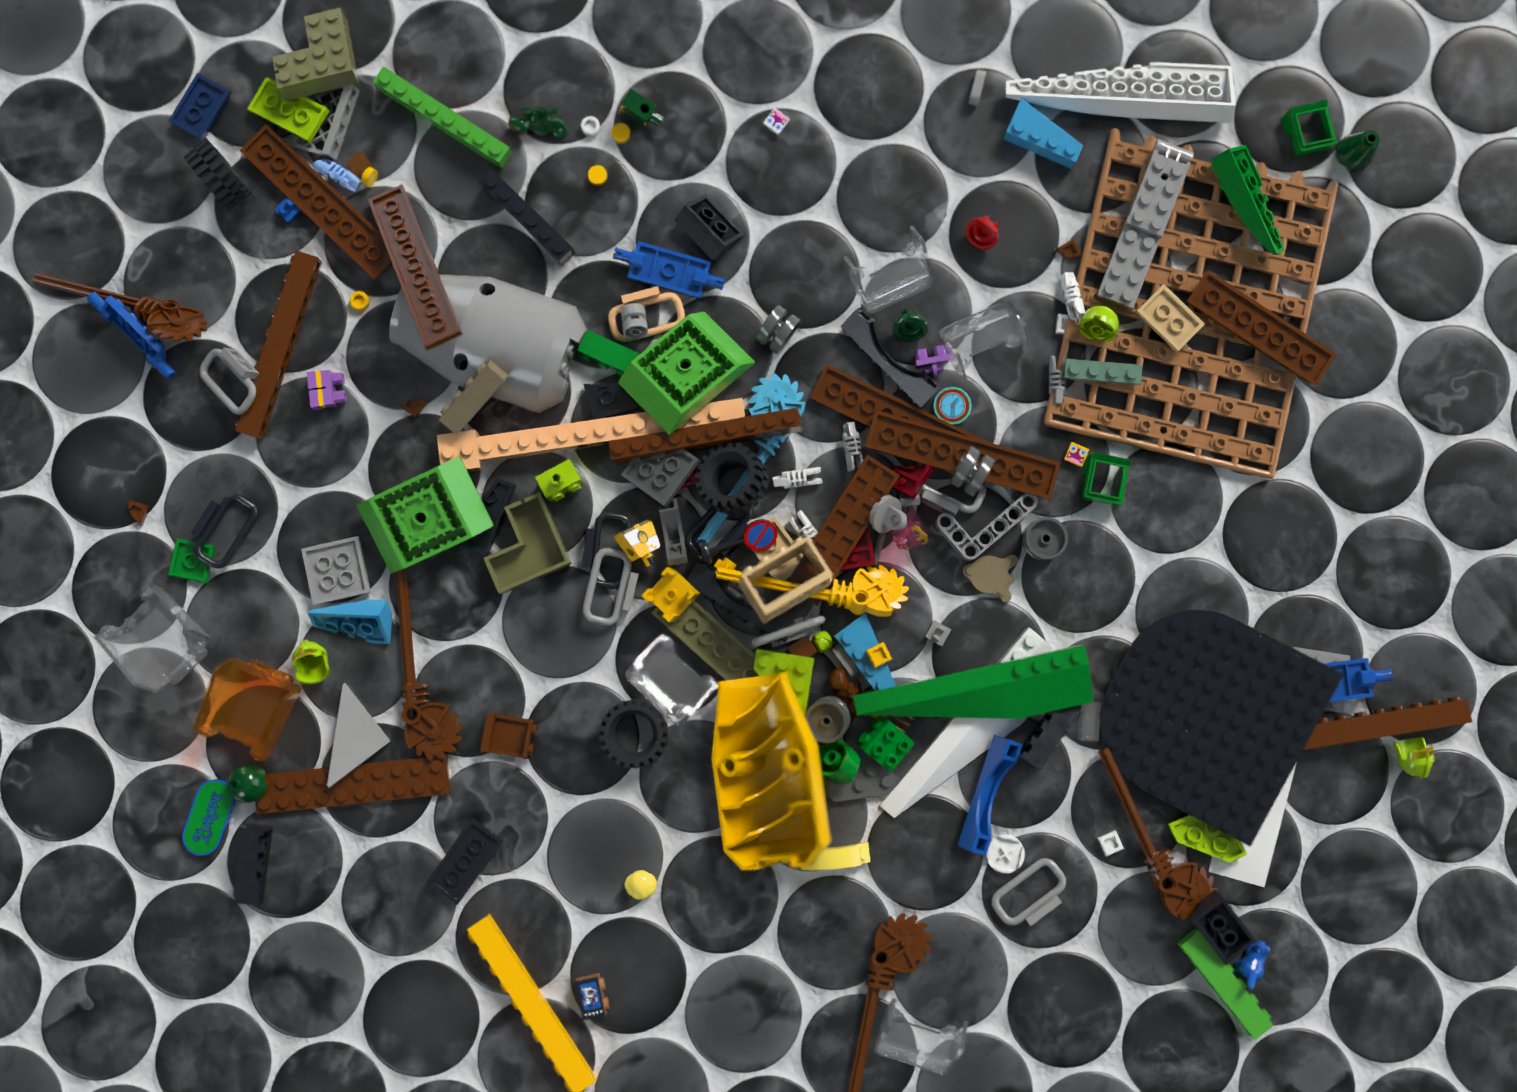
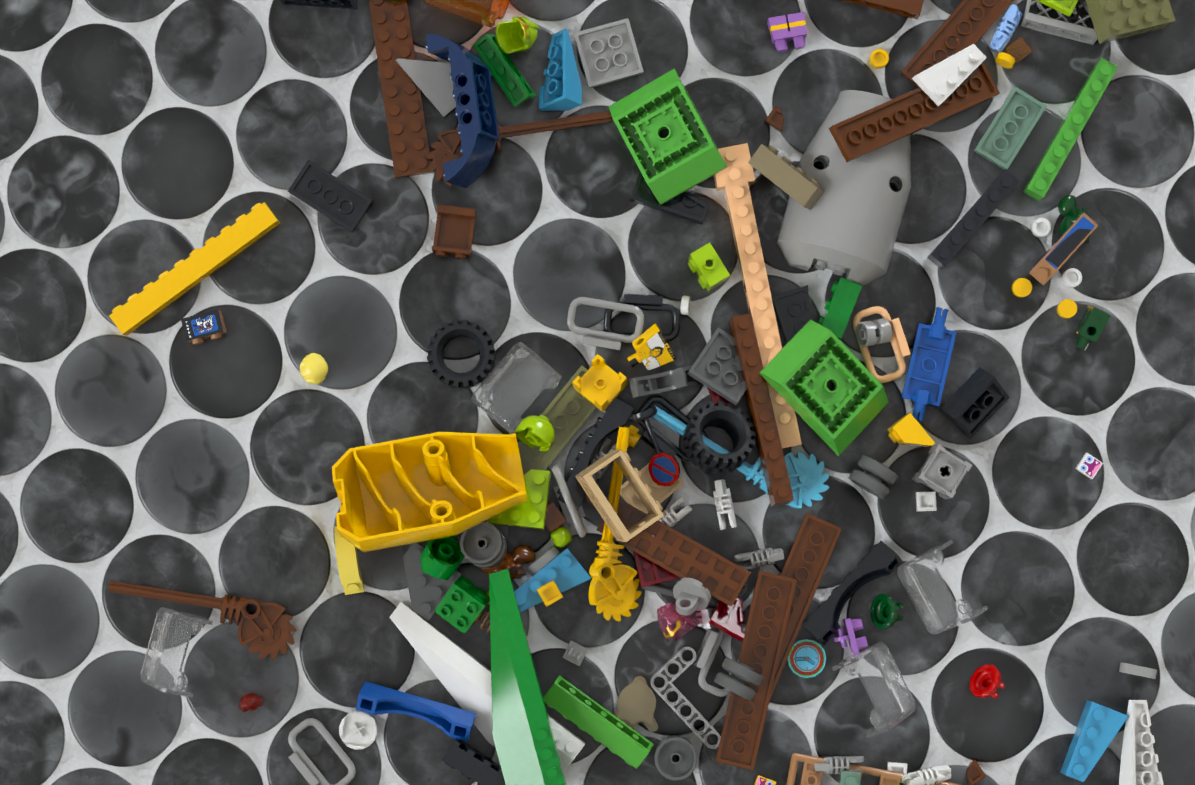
camera: 90 degrees right, 0 degrees up
(346, 677) = (503, 70): none -> green fence
(379, 231) = (948, 74): none -> white wing
(385, 709) = (473, 109): none -> dark blue slope
(438, 176) = (1010, 128): none -> sand green plate
(538, 550) = (641, 250): olive piece -> none
(539, 153) = (1041, 227): none -> white tile
(562, 131) = (1063, 249): none -> slope
(596, 506) = (685, 305): none -> white tile
(716, 661) = (536, 431): none -> lime cylinder
(735, 291) = (909, 432): none -> yellow slope
(776, 273) = (931, 475): none -> light grey container
(803, 280) = (926, 501): none -> white tile
(973, 962) = (250, 702): none -> clear red plate
(1007, 613) = (597, 722): none -> bright green brick

